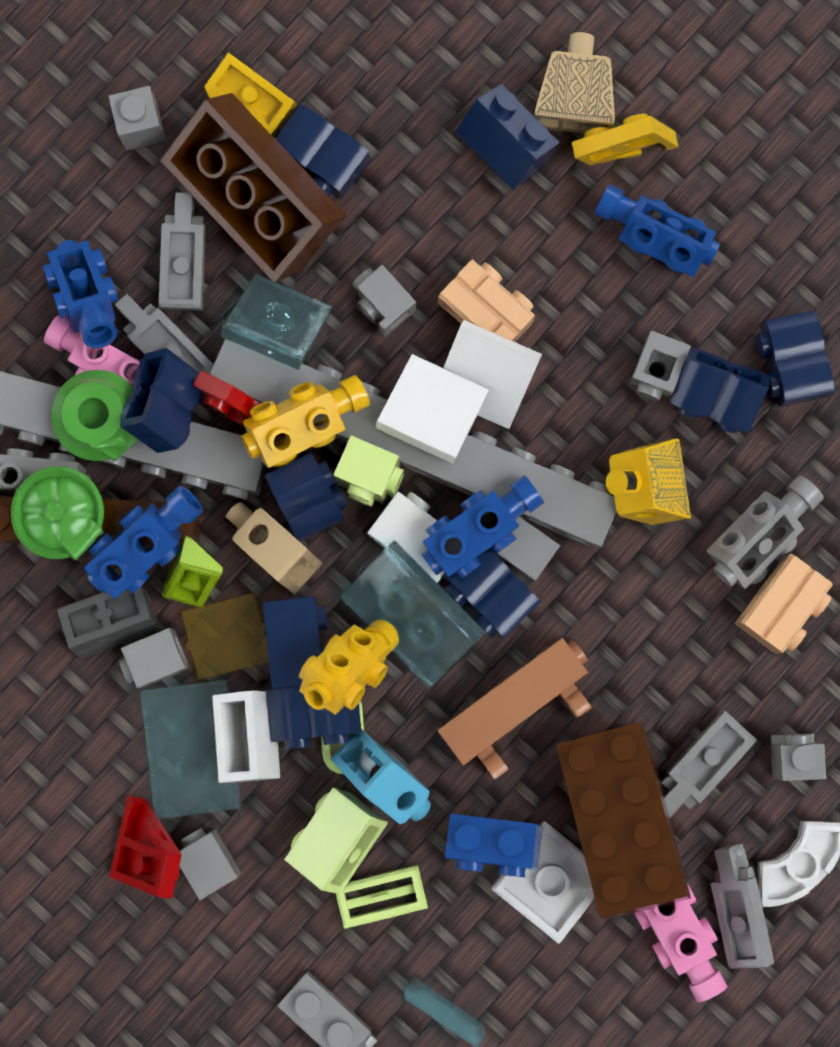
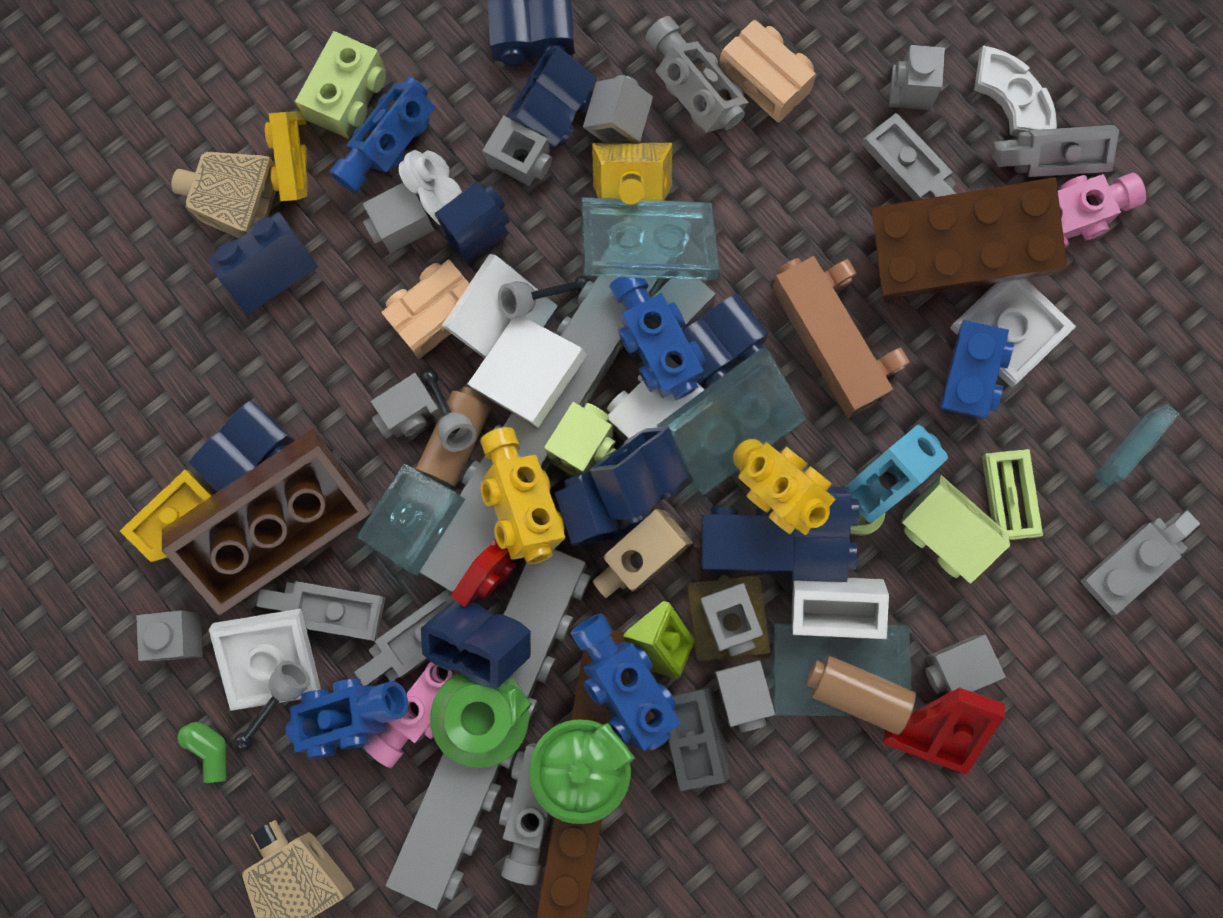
camera: 70 degrees left, 5 degrees down
(44, 171) = (208, 746): none -> bright green arm
(106, 233) = (285, 684): none -> light grey hinge
(128, 209) = (252, 650): none -> white tile
(167, 766) = (861, 694): none -> medium nougat brick
(233, 623) = (735, 602): none -> light grey brick
(341, 529) = (640, 474): none -> dark blue brick
(361, 349) = (448, 465): none -> medium nougat brick
(362, 348) = (453, 429): none -> light grey hinge
(501, 391) = (519, 298): none -> light grey hinge
(573, 508) = (649, 239): none -> clear light blue tile
(574, 257) = (396, 218): none -> light grey brick
(574, 333) = (473, 221): none -> dark blue brick
(611, 287) = (430, 178): none -> white plate
(705, 180) = (341, 85): none -> yellowish green brick
(716, 459) = (618, 110): none -> light grey brick

